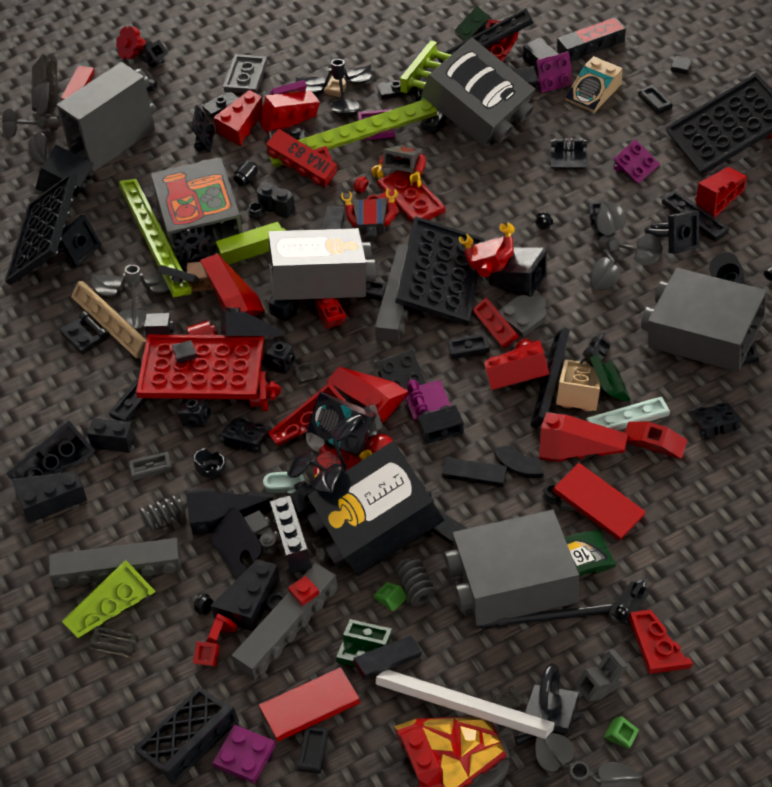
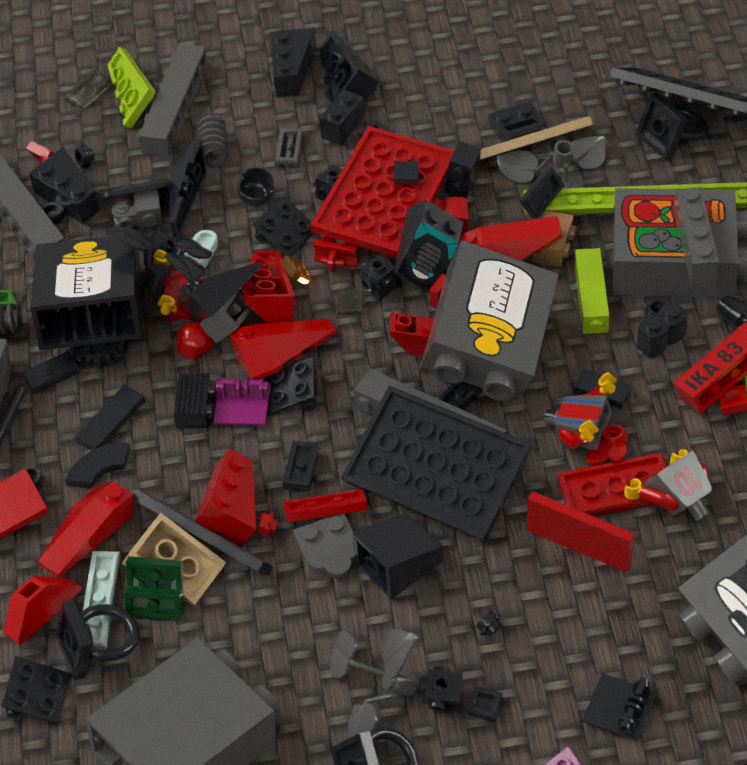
camera: 110 degrees right, 0 degrees up
(197, 240) = (596, 224): black gear -> none
(206, 653) = (19, 147): red plate -> none
(210, 172) = (696, 236): none -> dark grey brick
(280, 320) = (435, 291): none -> red tile
(288, 409) = (295, 269): none -> clear orange tile
(291, 534) = (93, 219): brick -> none
(303, 590) = (32, 218): red plate -> none
(360, 184) = (658, 430): red plate -> none
(463, 190) = (580, 531): none -> red tile
(492, 254) = (423, 511): red torso -> none
(597, 346) = (222, 601): black hinge -> none
(672, 400) = (77, 640): none -> black tile

